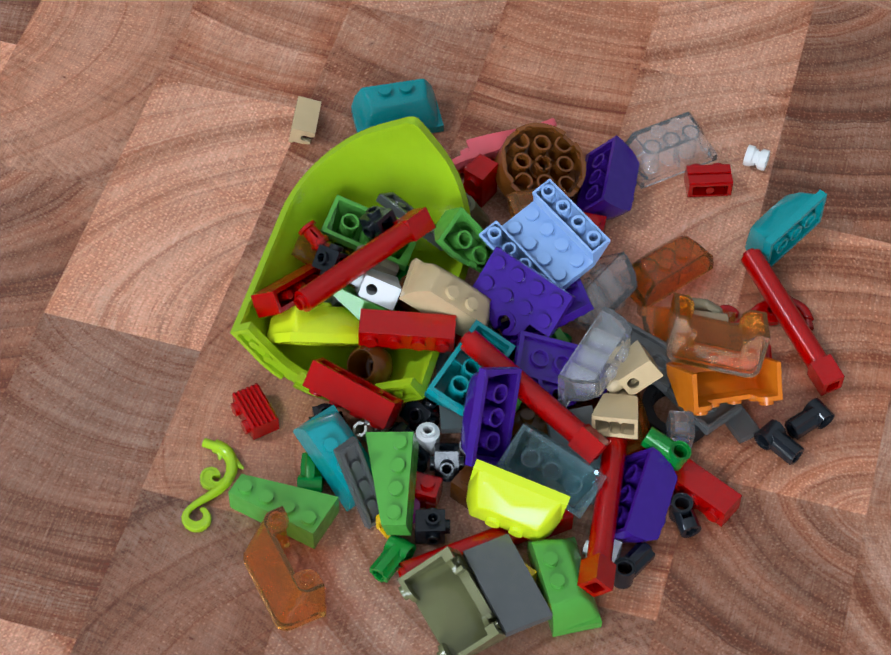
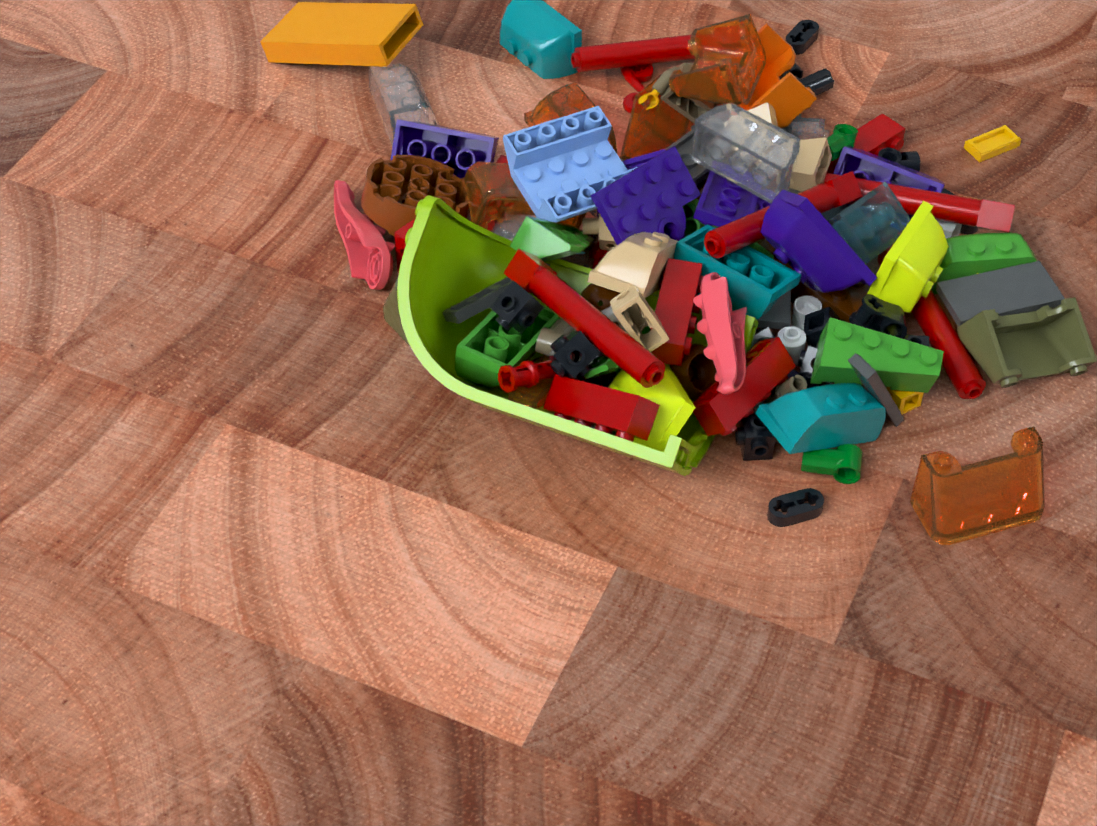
camera: 80 degrees left, 5 degrees down
(214, 488) = (826, 569): lime plant -> none
(254, 411) = (733, 507): red brick -> none
(260, 457) = (795, 507): none -> black beam
(304, 120) = (255, 418): tan hinge -> none
(308, 510) = (881, 488): bright green wedge -> none
(368, 291) = (635, 315): none -> tan torso
(385, 358) = (723, 332): none -> coral animal
(395, 101) = (273, 326): teal windscreen -> none
(395, 551) = (950, 399): green piece -> none
(449, 492) = (880, 316): none -> black piece
(708, 180) = (452, 83): red brick -> none
(733, 89) = (342, 33): none -> light orange brick
(743, 600) = (992, 143): none -> yellow tile
(756, 157) = (431, 45): white wheel -> none
(861, 437) = (803, 35): none -> black beam

